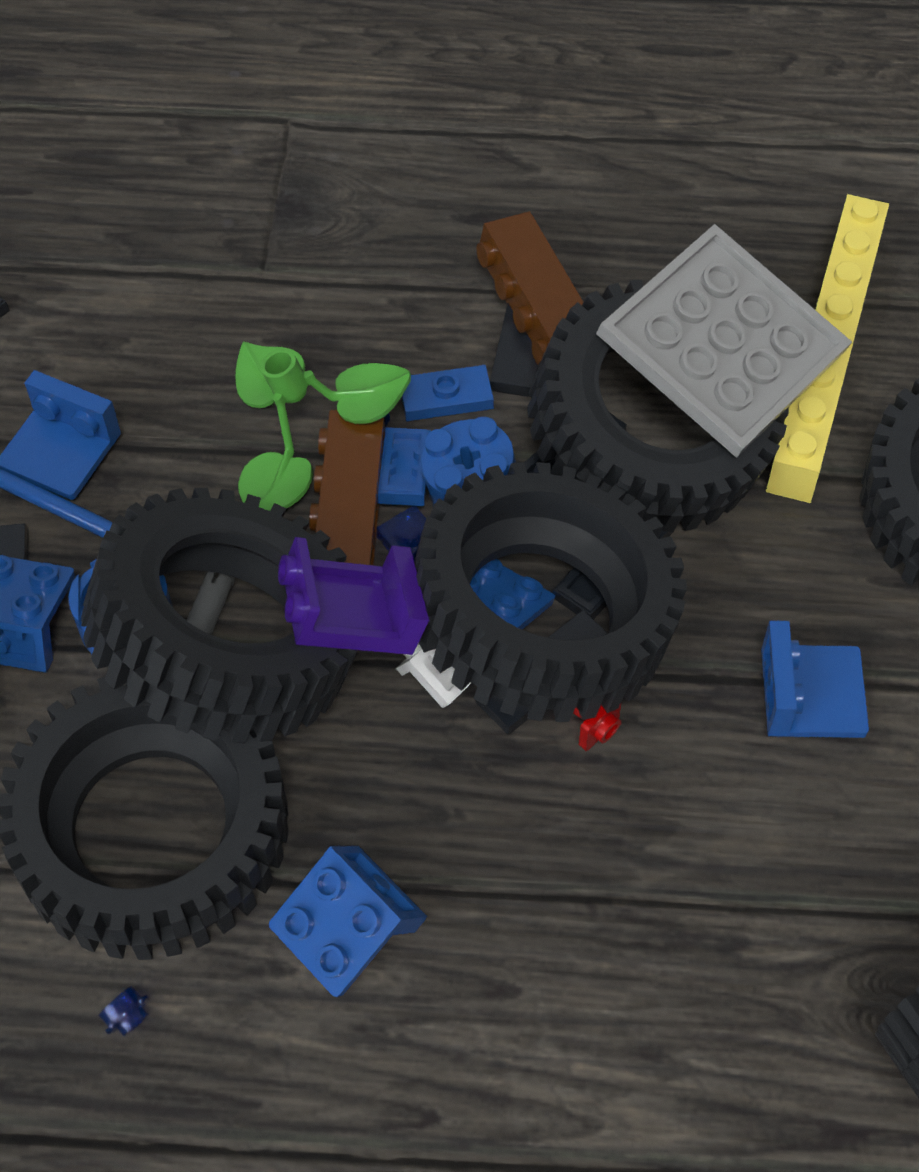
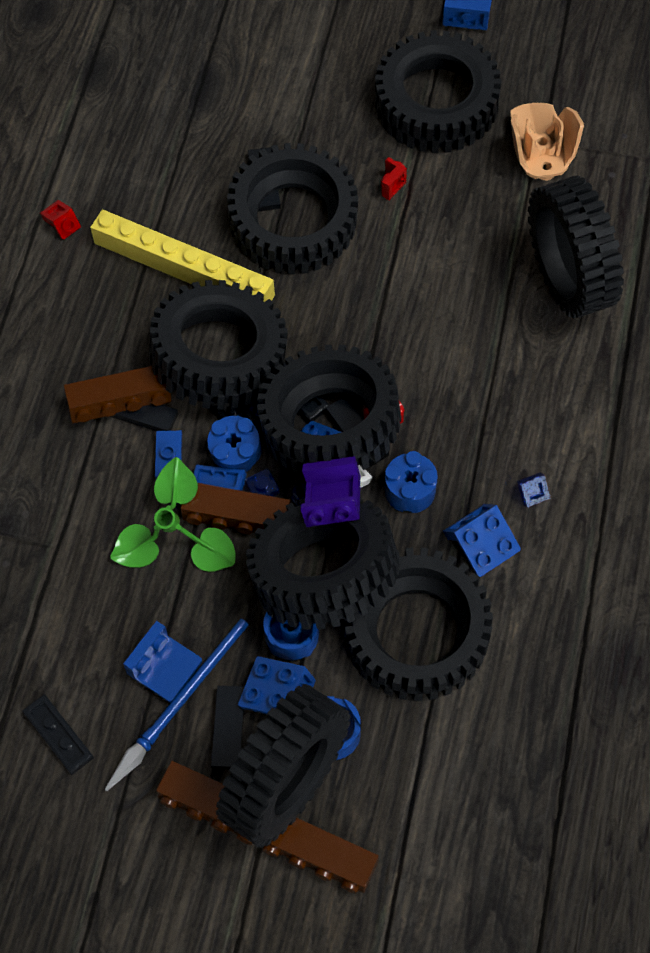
camera: 80 degrees left, 5 degrees up
(125, 1012) = (519, 644): clear blue plate -> none
(442, 768) = (410, 482): none -> blue brick
(465, 1004) = (533, 489): none -> clear blue plate
(724, 339) = (197, 296): light grey plate -> none
(812, 687) = (387, 314): blue bracket -> none
(863, 168) = (61, 218): none -> red bracket

